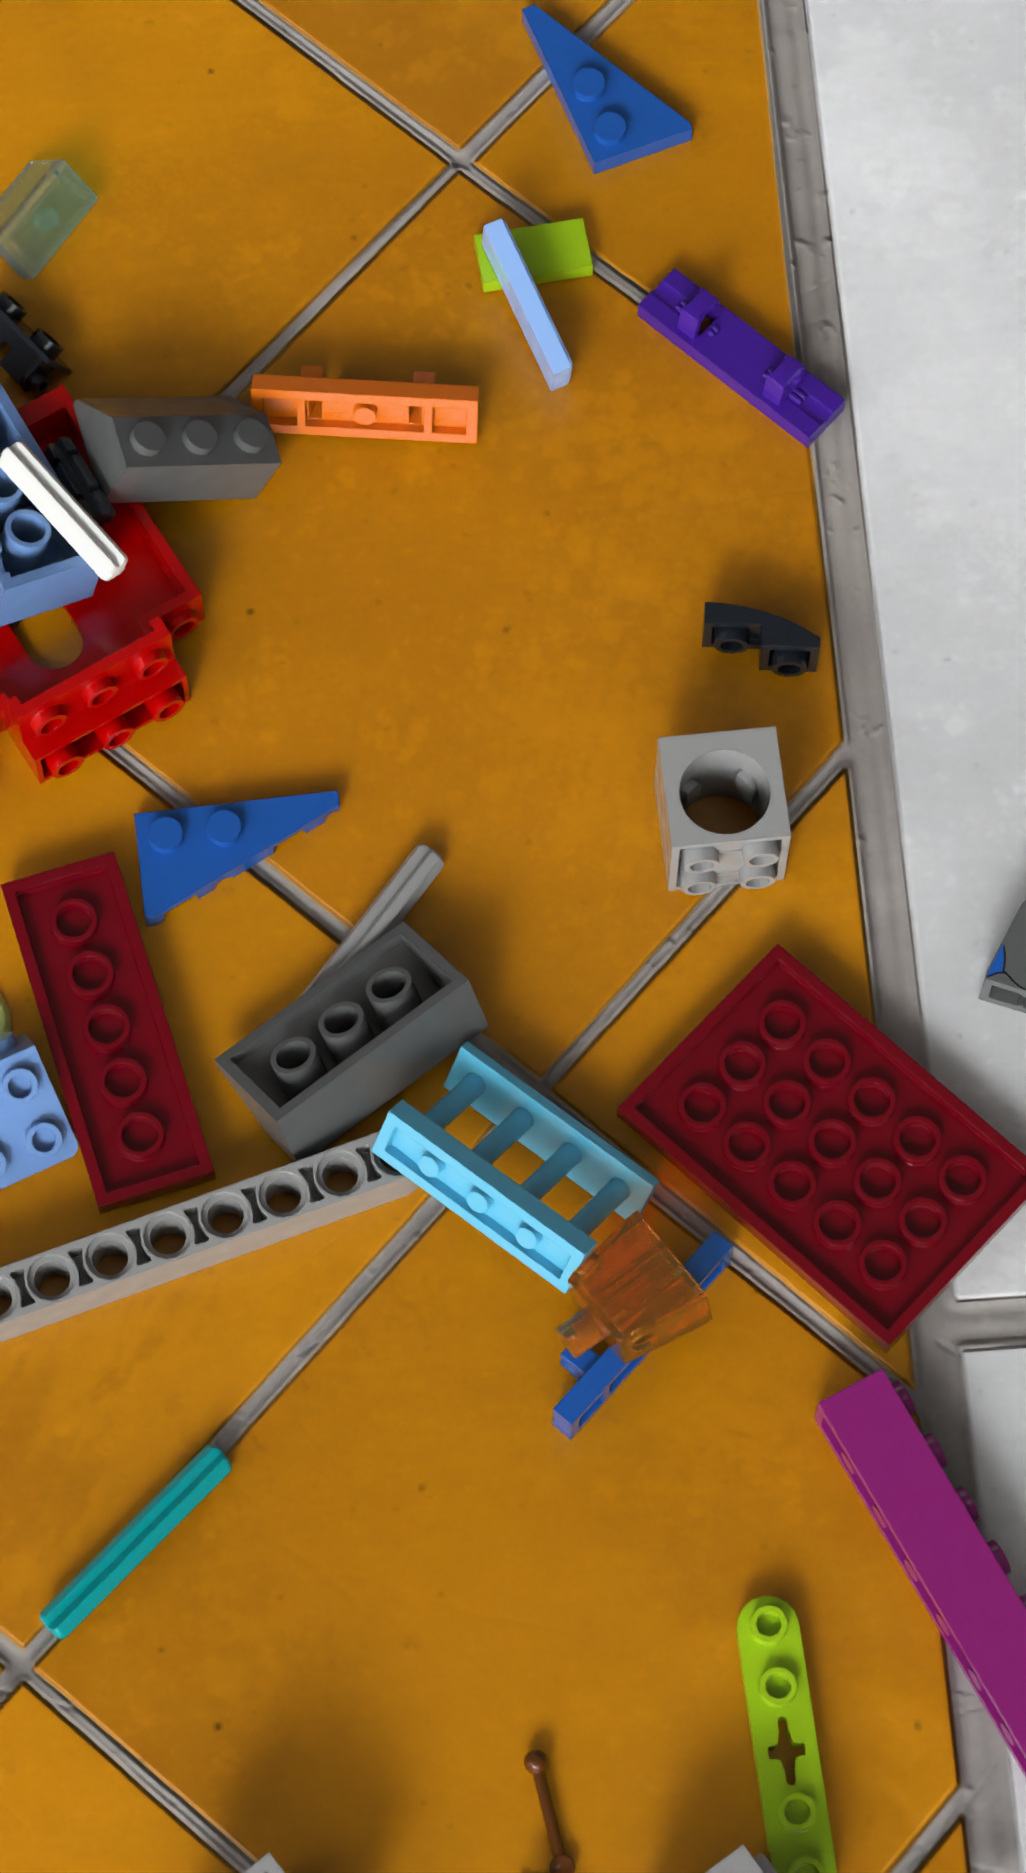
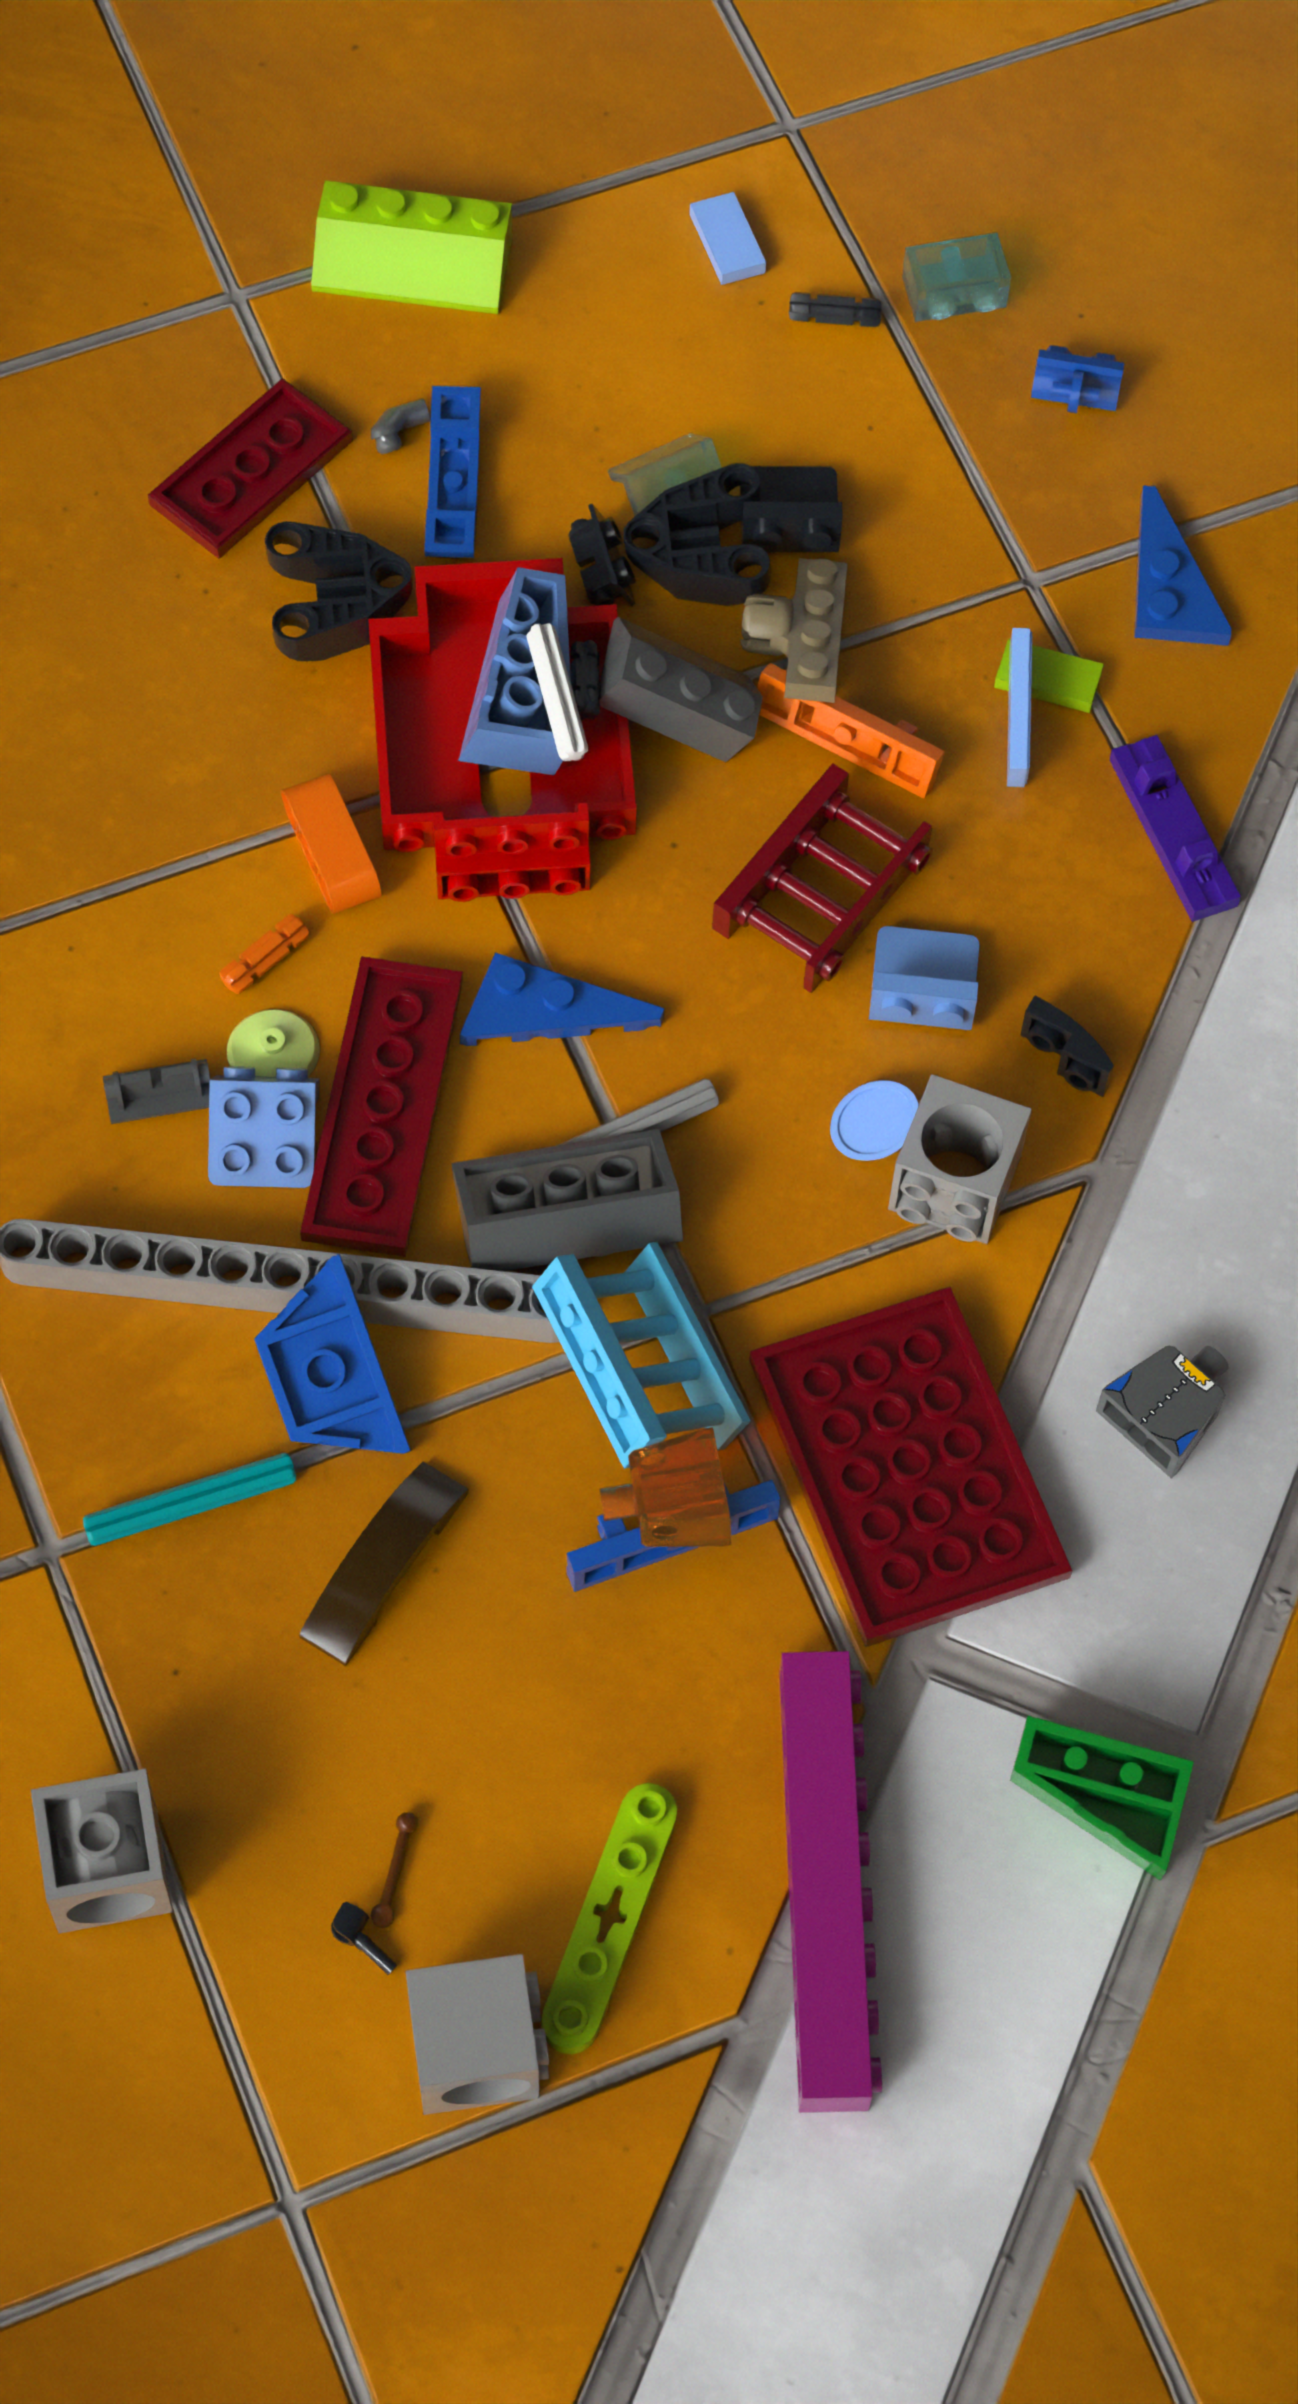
camera: 25 degrees right, 5 degrees down
(102, 291) = (688, 545): none -> black connector
(179, 197) = (795, 510): none -> black bracket
(208, 1337) = (329, 1369): none -> blue wing
(266, 321) = (802, 628): none -> dark tan plate
(366, 1507) = (380, 1560): none -> dark brown slope
(380, 544) = (801, 836): none -> dark red fence
(581, 633) = (925, 978): none -> medium blue bracket
(611, 807) = (873, 1120): none -> light blue piece

